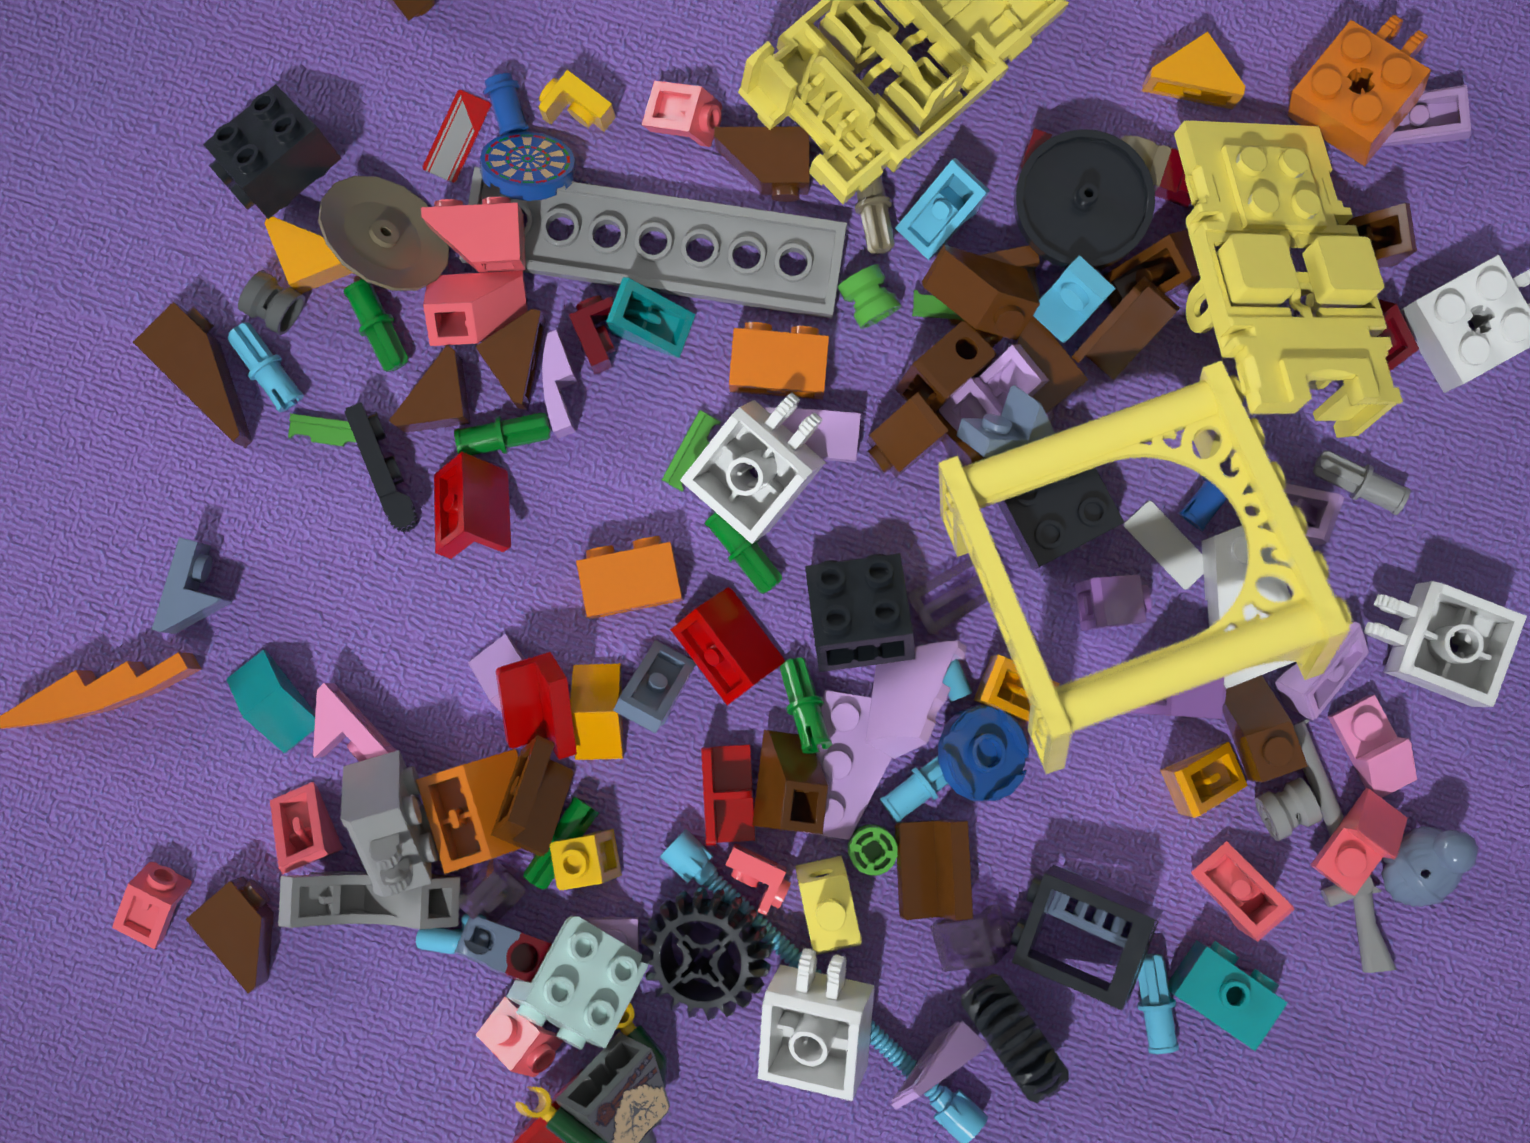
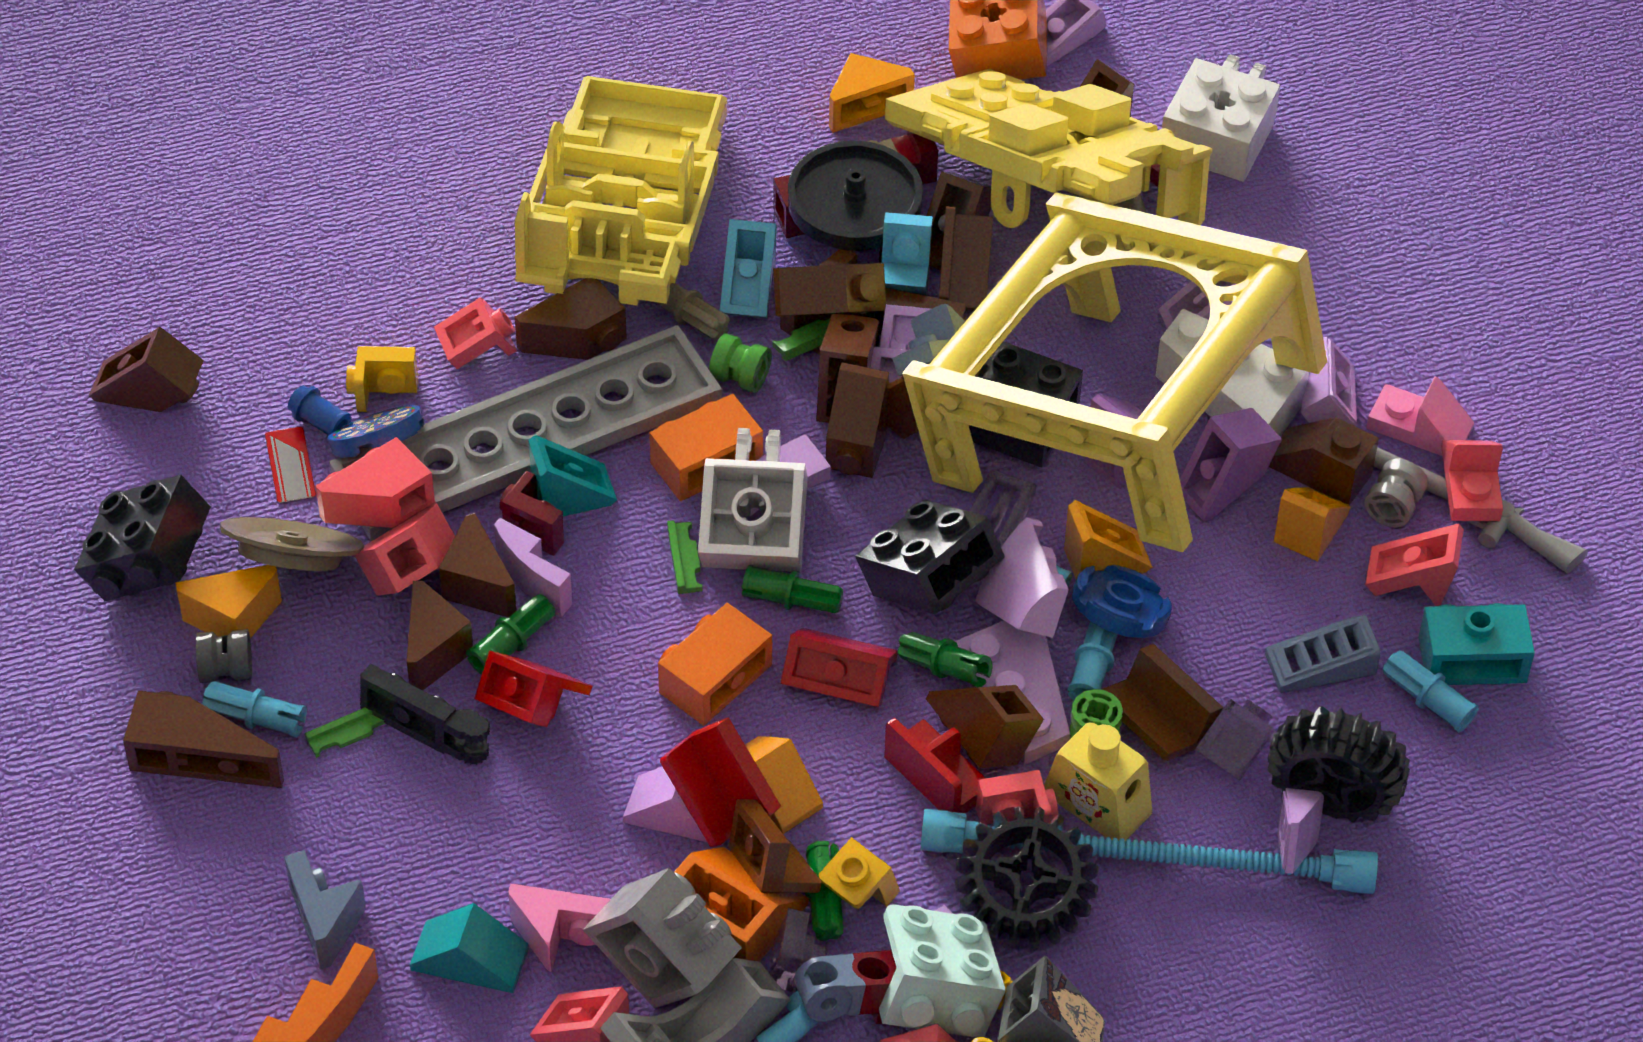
camera: 40 degrees left, 35 degrees down
(376, 325) = (330, 622): green axle -> none
(655, 687) = (810, 728): sand blue slope -> none
(816, 1028) = (1138, 848): white hinge -> none
(1142, 915) = (1350, 694): black window -> none
(1166, 544) = (1136, 391): white sticker -> none
(1203, 505) = (1133, 329): blue pin -> none
(1422, 648) = (1402, 310): white hinge -> none
(1439, 851) = (1537, 477): sand blue piece -> none

